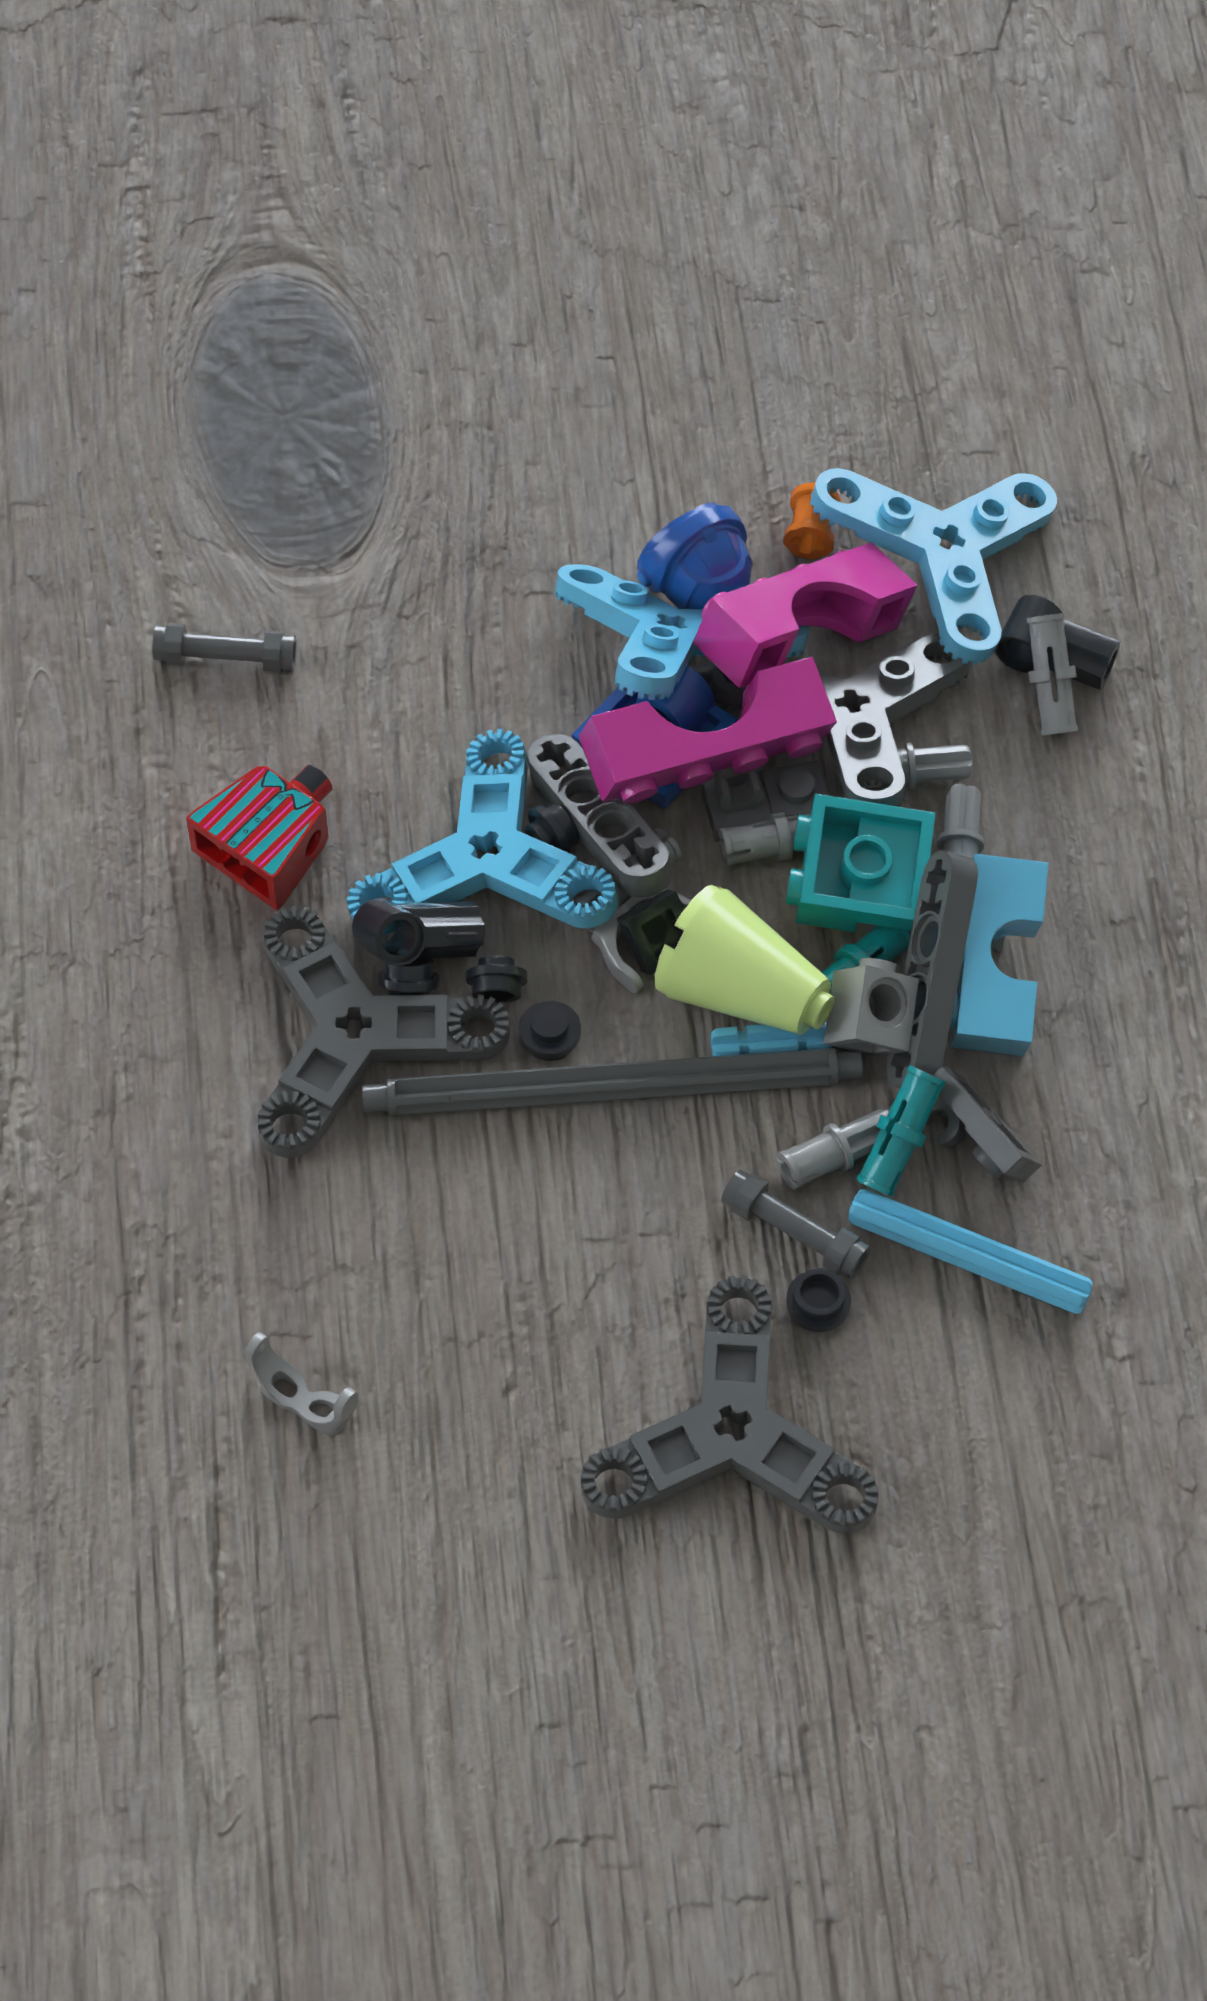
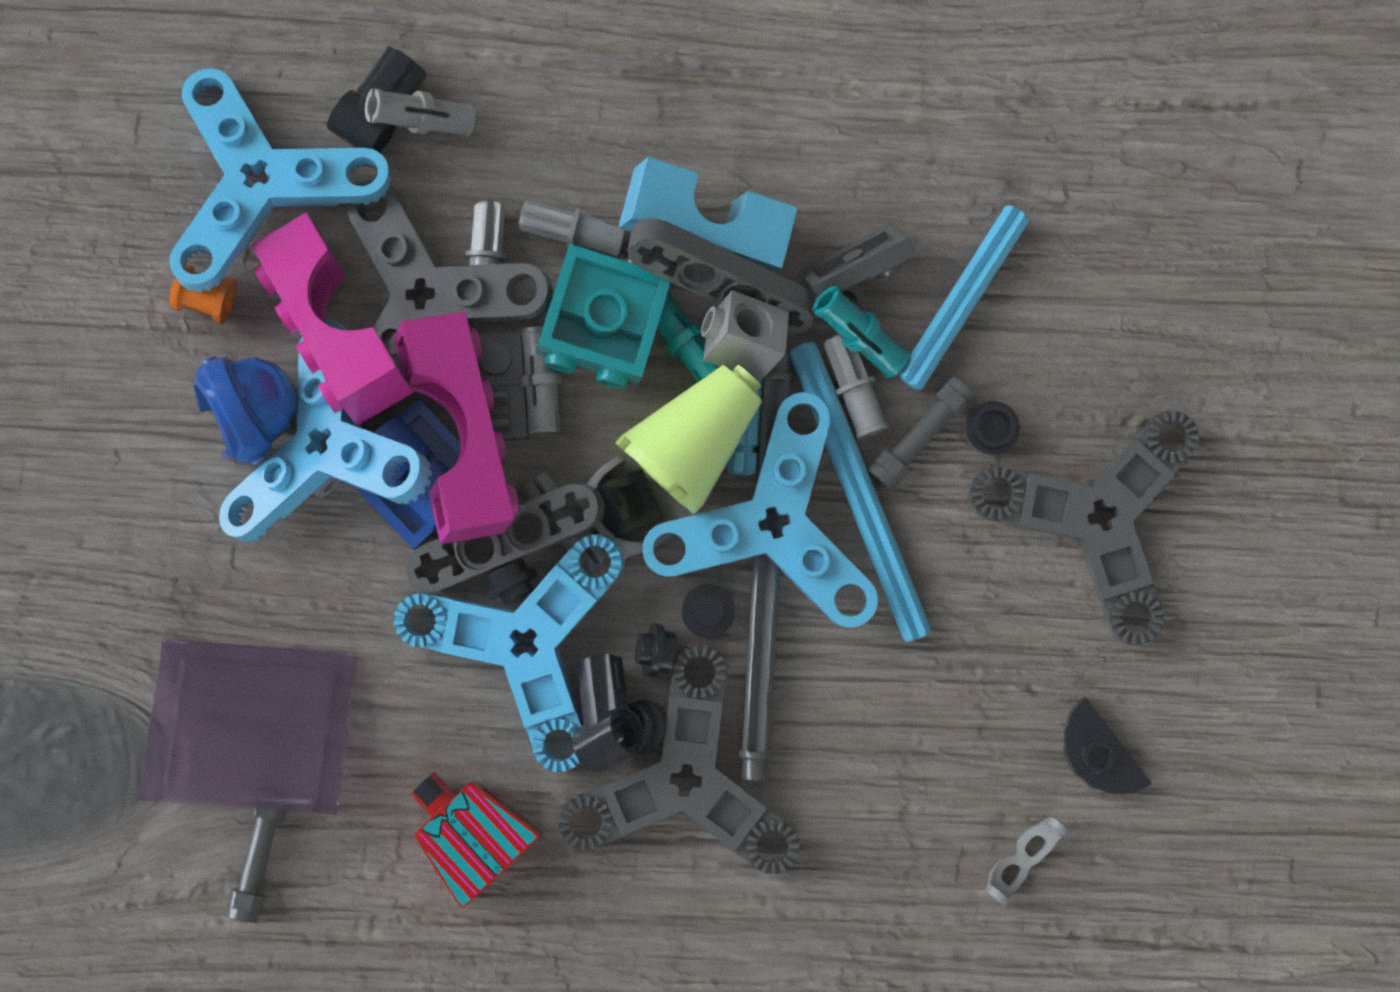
camera: 85 degrees left, 25 degrees up
(359, 621) = (248, 727): none -> clear purple piece
(442, 1464) = (1098, 755): none -> black plate
(701, 1074) = (803, 549): none -> medium azure piece
(711, 1170) = (862, 497): none -> medium azure axle

